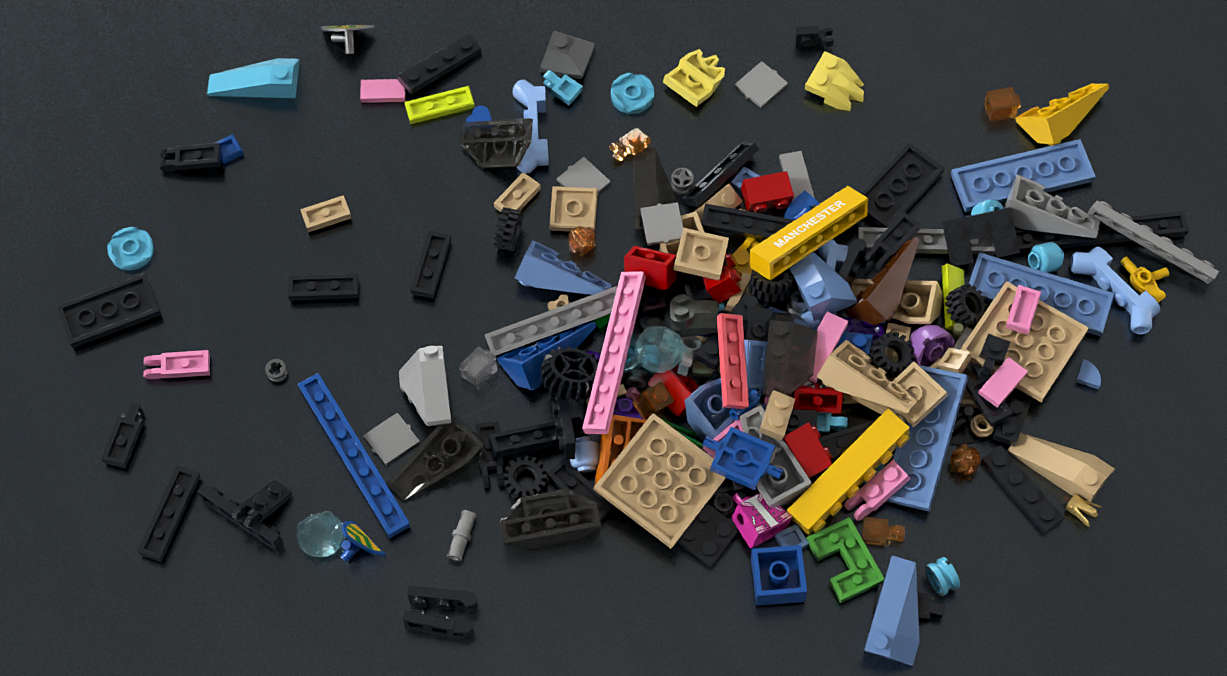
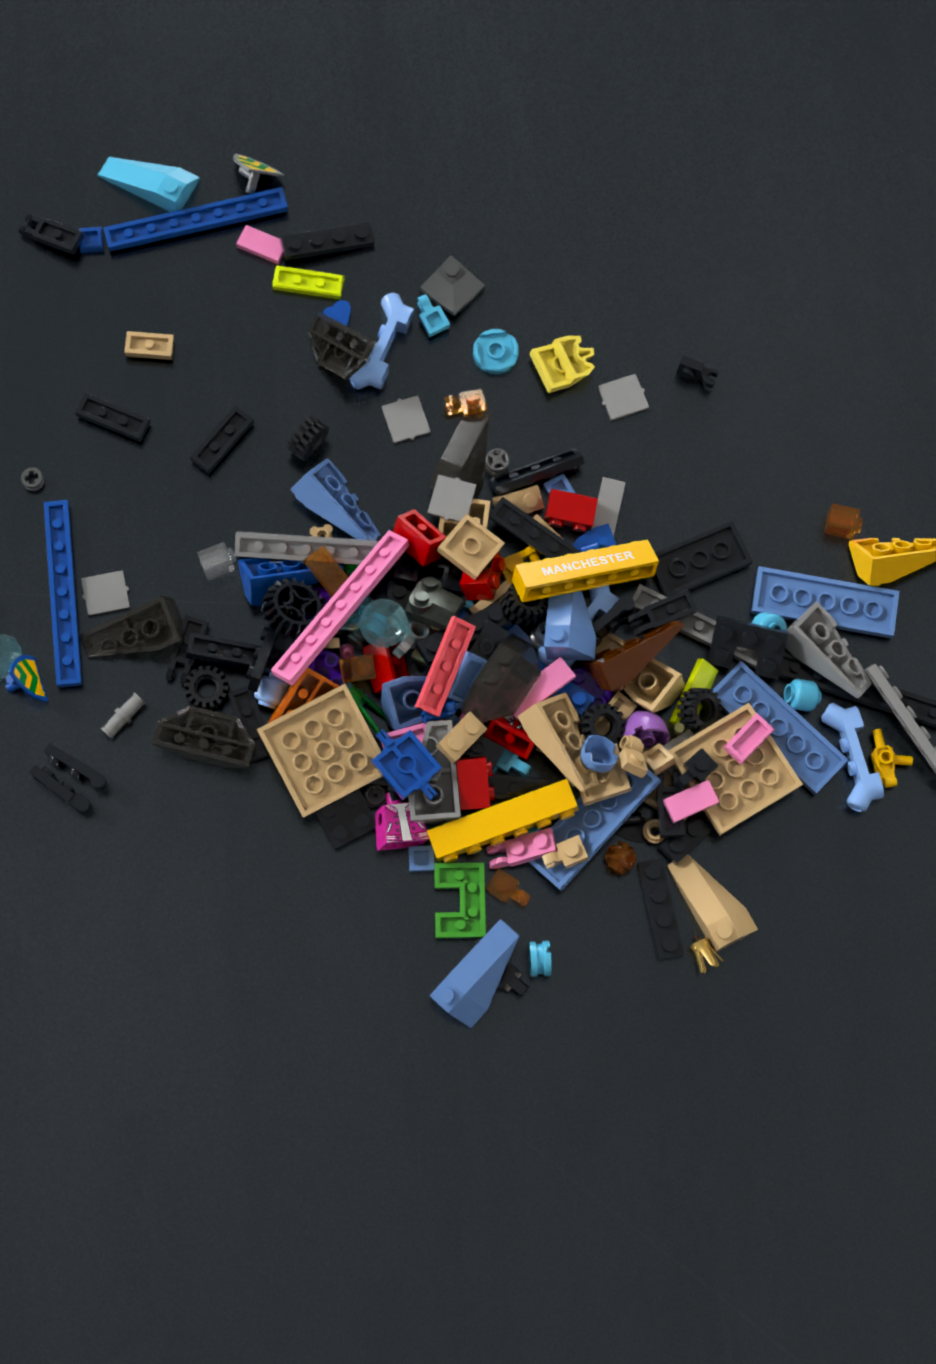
camera: 15 degrees right, 10 degrees up
(313, 94) = (195, 219): none -> blue plate
(426, 385) = (158, 558): light grey wedge -> none
(518, 193) = (336, 406): tan plate -> none
(573, 208) = (381, 444): tan plate -> none
(581, 239) = (372, 478): clear orange gear -> none
(583, 331) = (326, 570): none -> clear orange tile
(778, 575) = (389, 887): blue brick -> none
(835, 82) = (694, 427): light yellow plate -> none
(905, 375) = (599, 754): none -> medium blue hair
(921, 473) = (569, 852): none -> tan plate
(933, 365) = (631, 756): none -> tan plate
(1089, 375) = (782, 828): medium blue tile -> none

